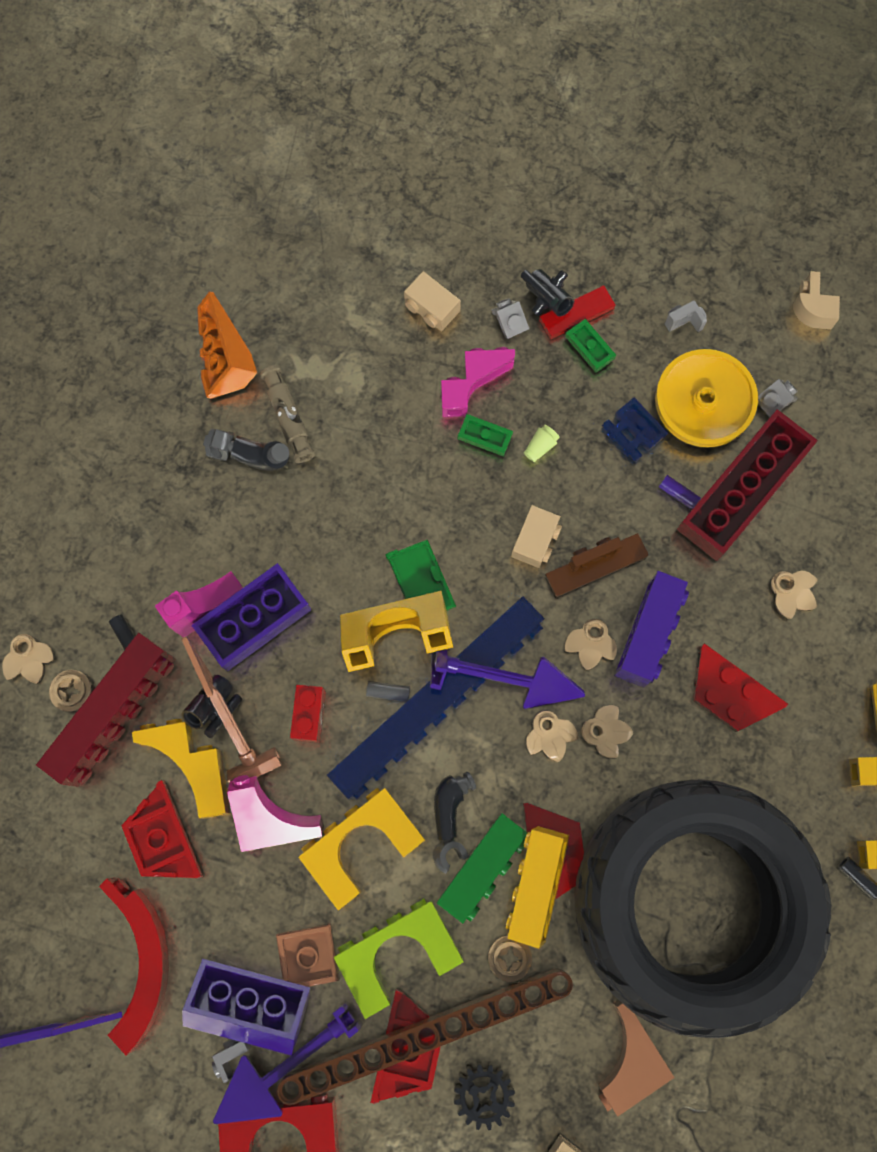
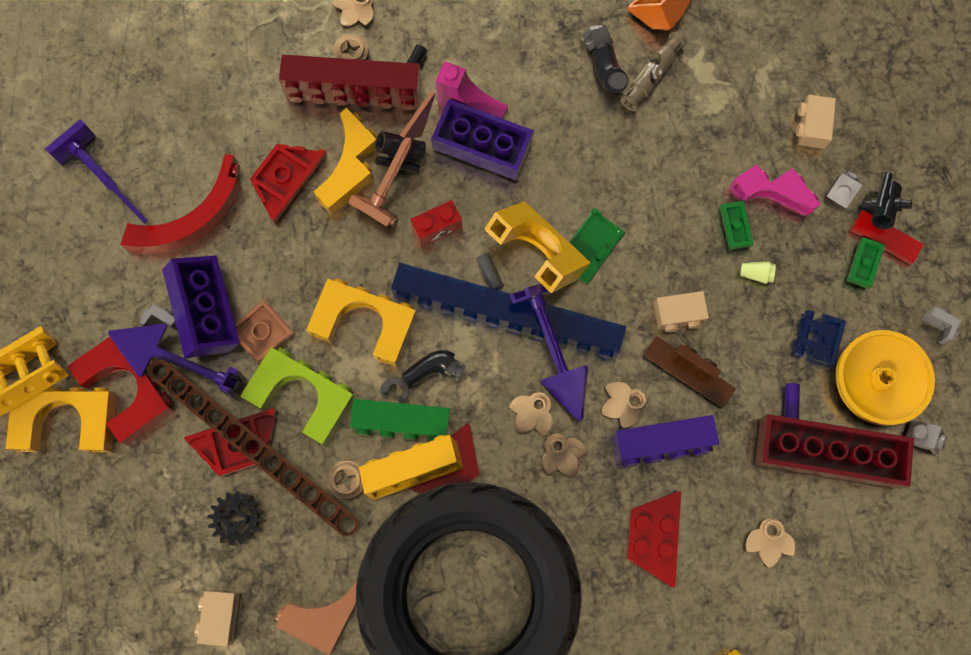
camera: 55 degrees right, 0 degrees up
(263, 823) = (338, 235): arch -> none

